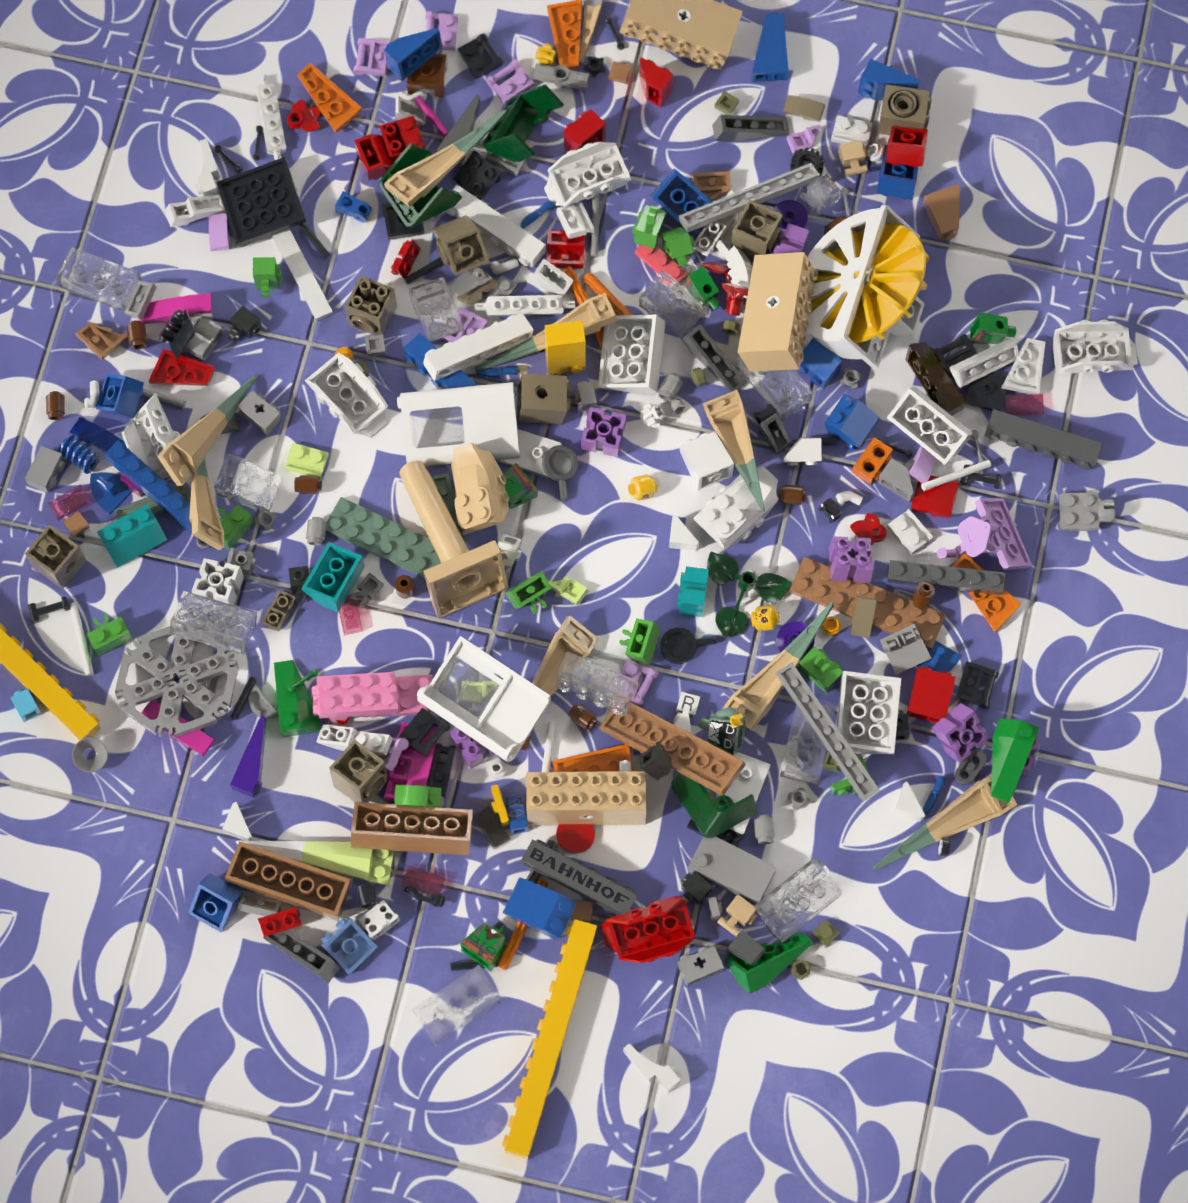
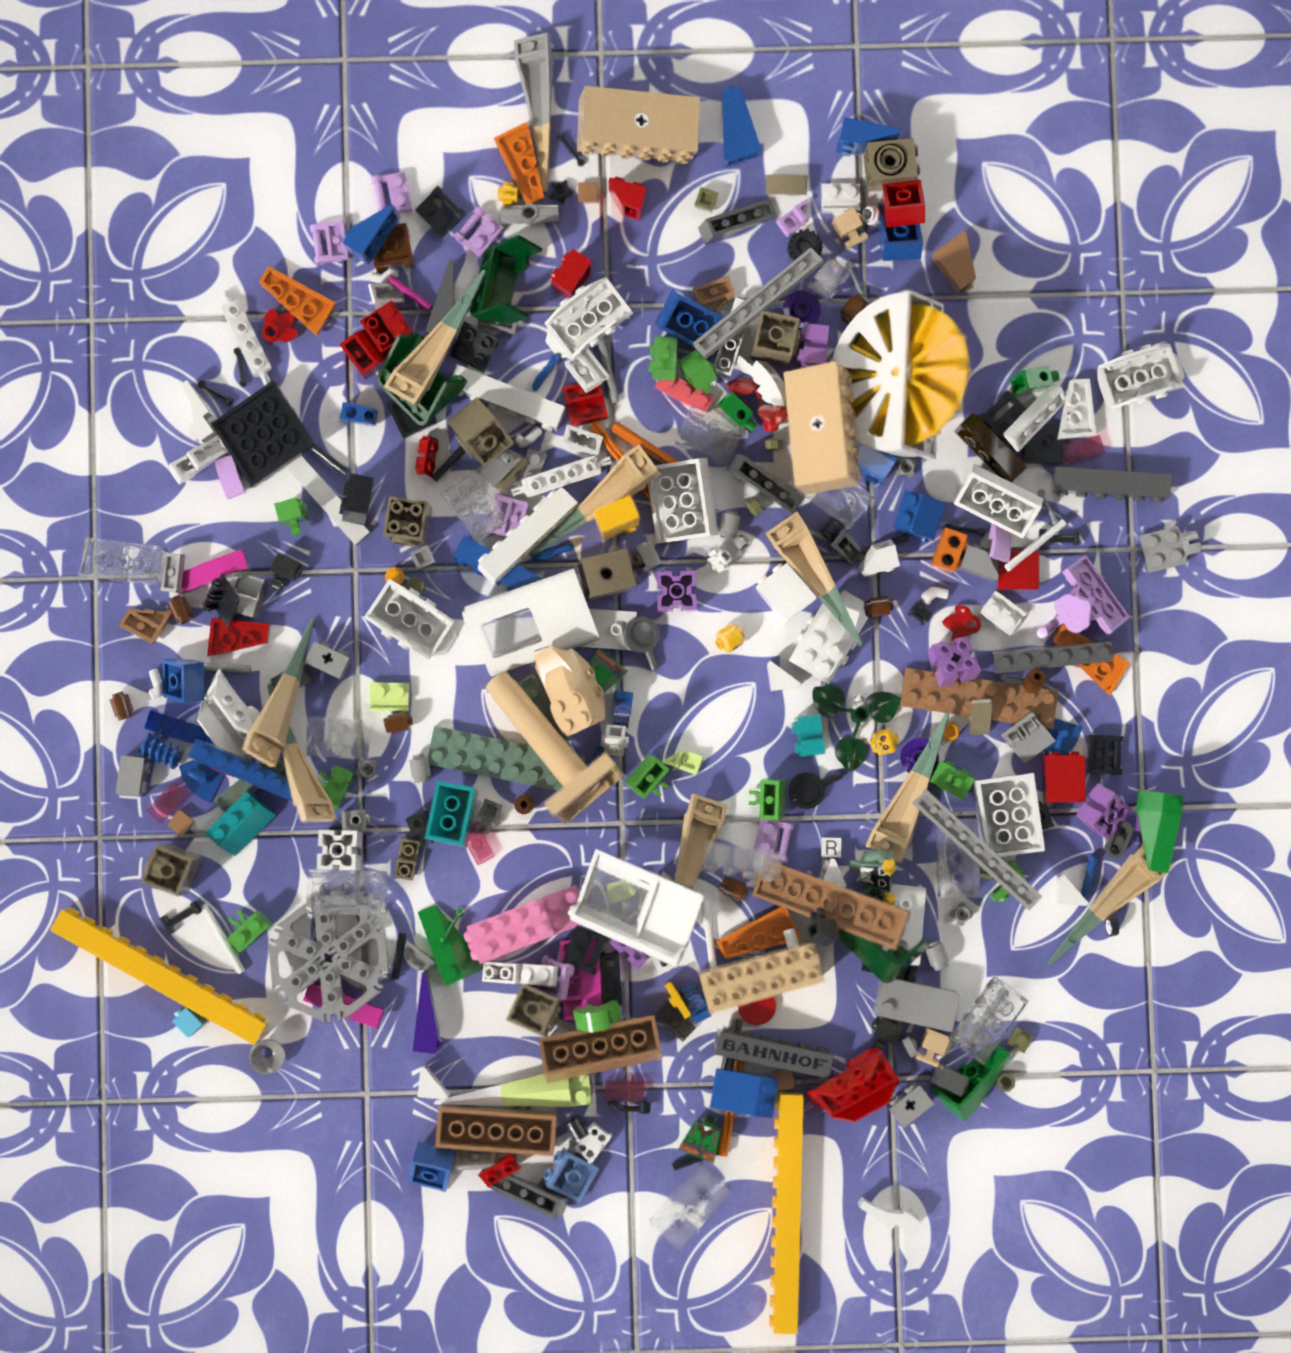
camera: 20 degrees left, 15 degrees up
(329, 275) = (356, 503): none -> black piece
(524, 523) = (622, 708): none -> blue leg

